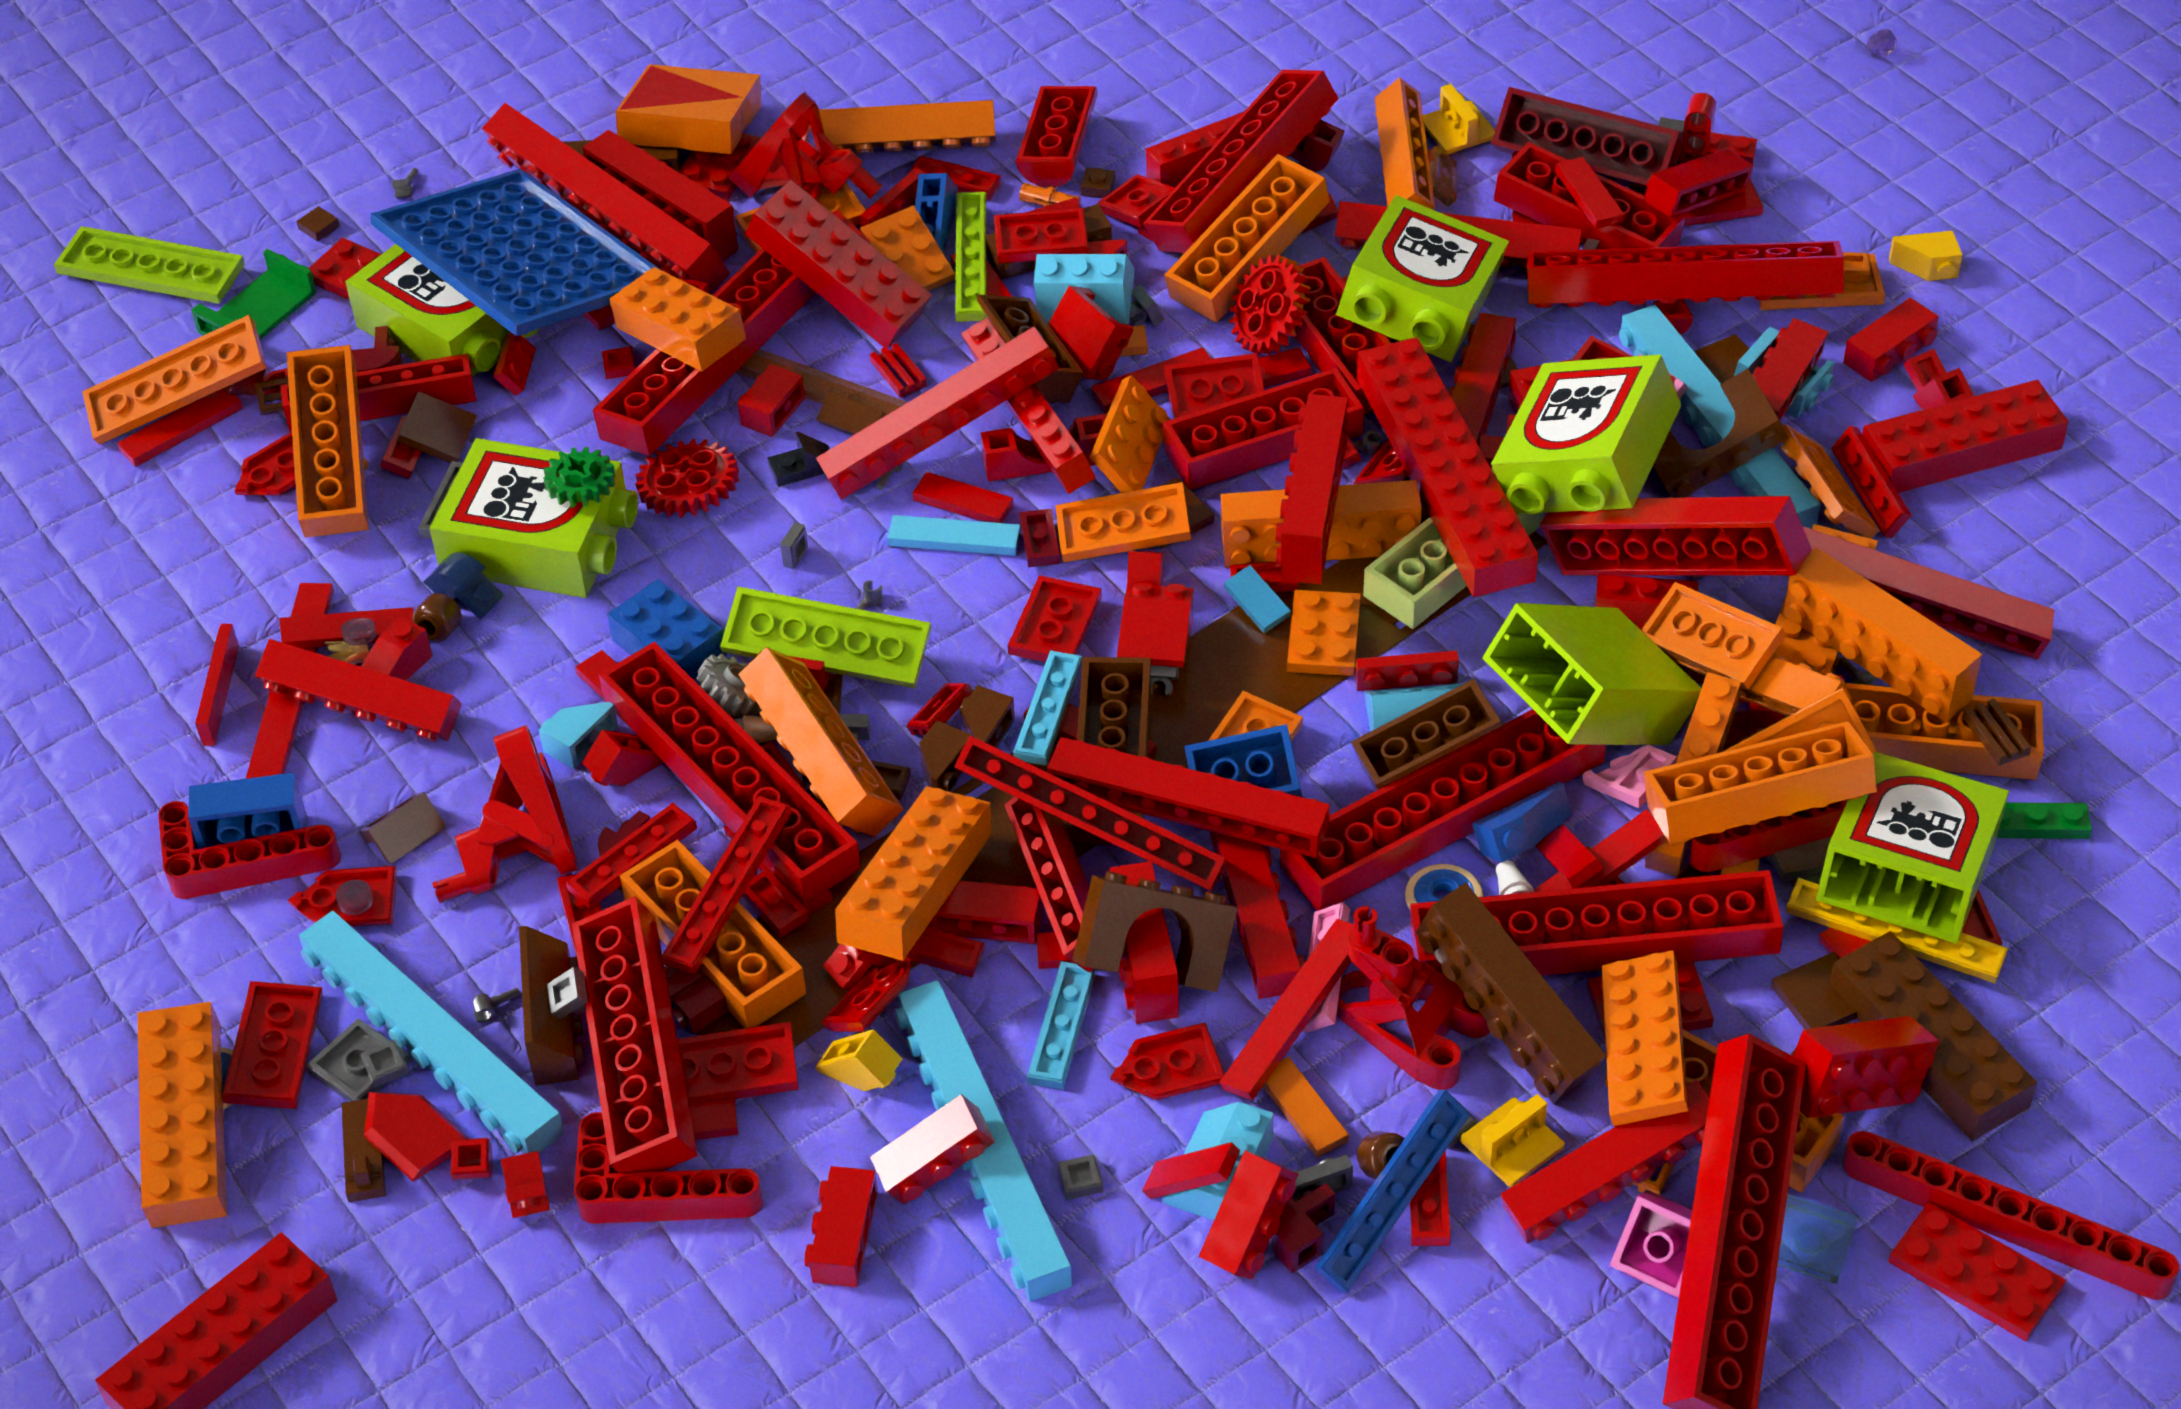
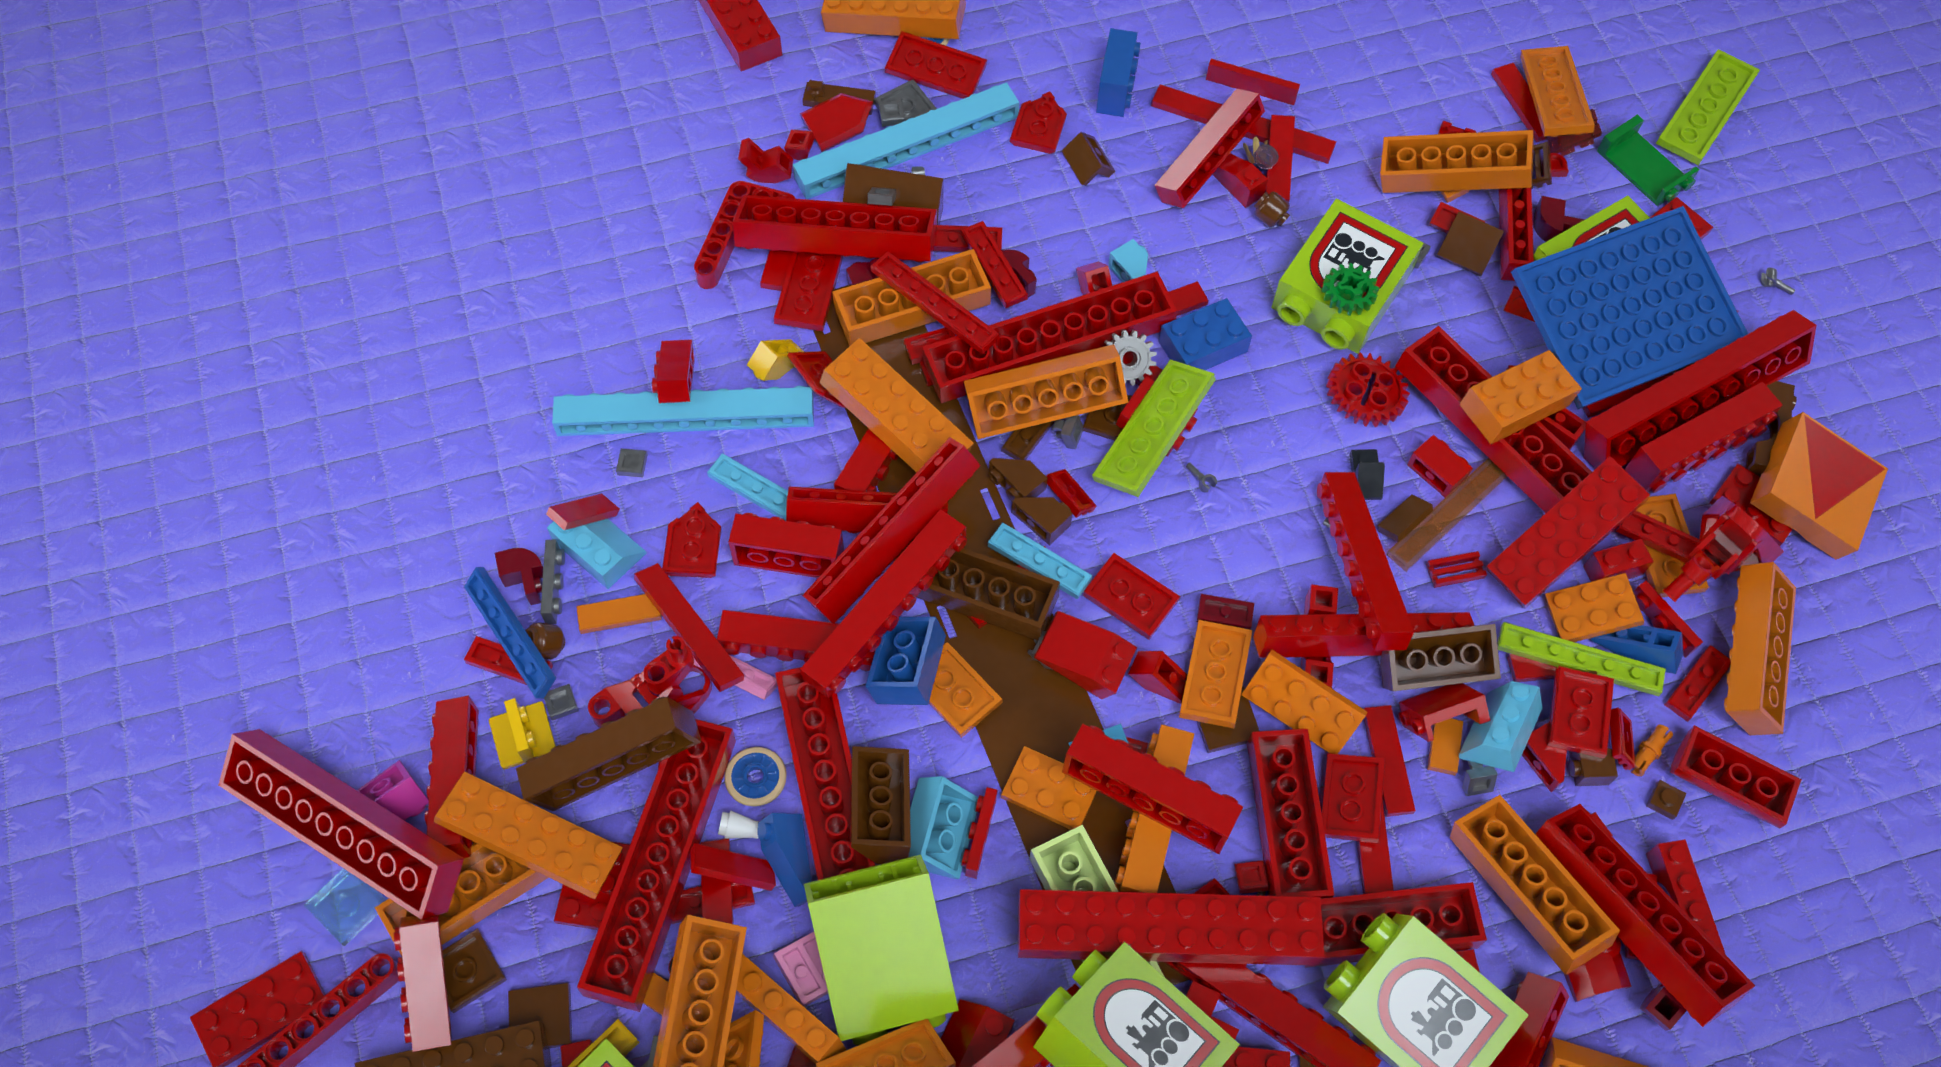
camera: 105 degrees right, 15 degrees up
(240, 863) = (1092, 47): red beam -> none
(318, 223) = (1737, 217): reddish brown tile -> none
(354, 897) = (1032, 120): clear purple tile -> none
(463, 578) = (1297, 225): dark blue brick -> none
(505, 829) = (1050, 203): red connector -> none
(794, 545) = (1271, 441): flat silver tile -> none
(842, 1226) = (654, 316): red brick -> none
(948, 951) = (846, 439): red tile -> none
(954, 535) = (1252, 555): medium azure tile -> none
(962, 498) = (1290, 574): red tile -> none
(1116, 904) = (775, 570): reddish brown arch -> none
(1135, 199) = (1629, 822): red tile -> none
(1249, 1215) = (528, 531): brick -> none
(1269, 304) = (1453, 868): red gear -> none

